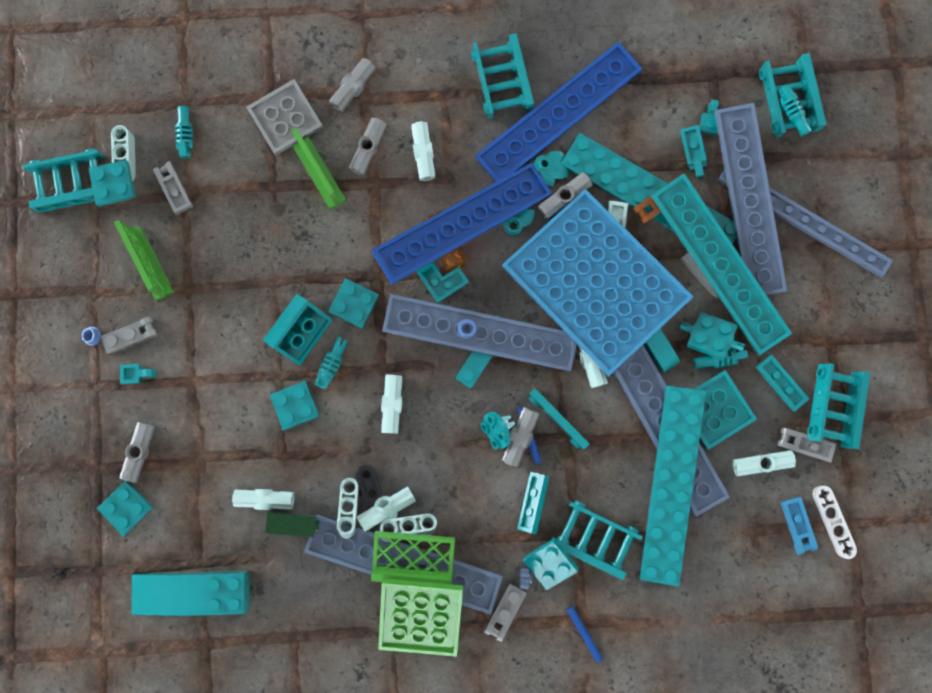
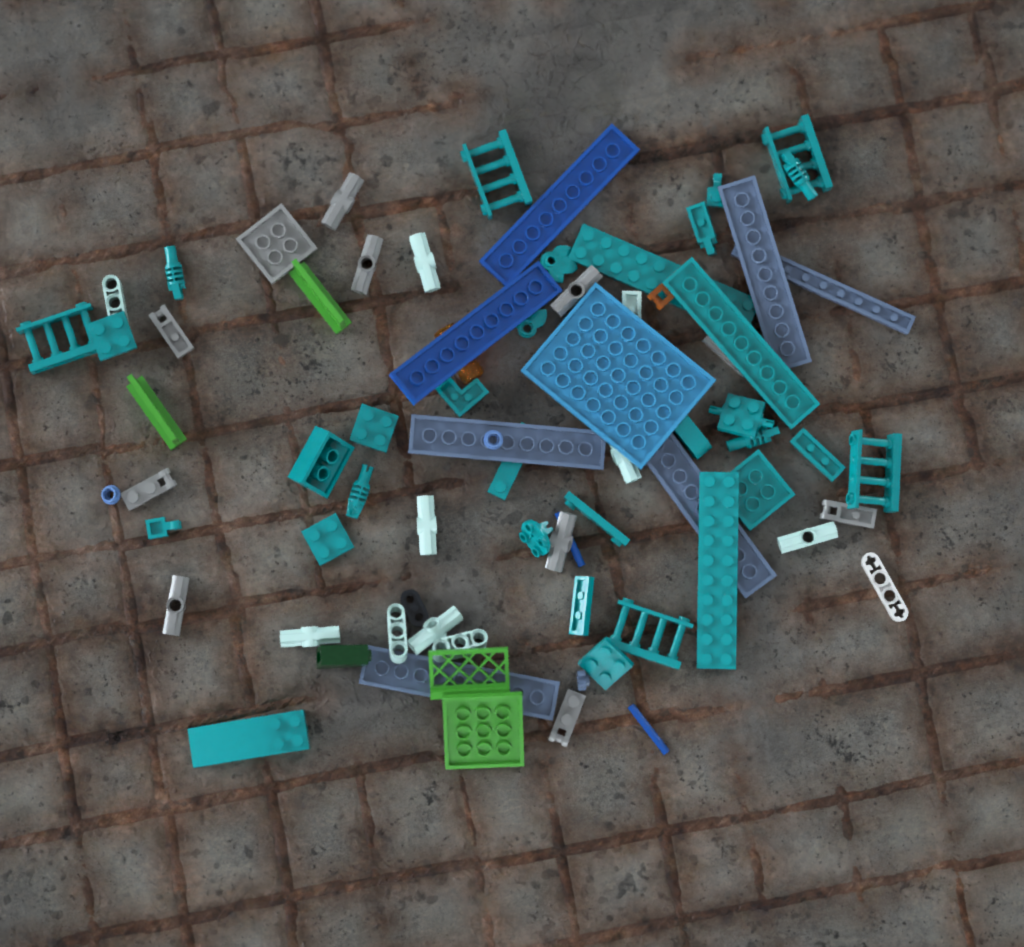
camera: 15 degrees left, 0 degrees up
(125, 508) = (170, 664): teal plate -> none
(799, 525) = (849, 594): dark azure plate -> none

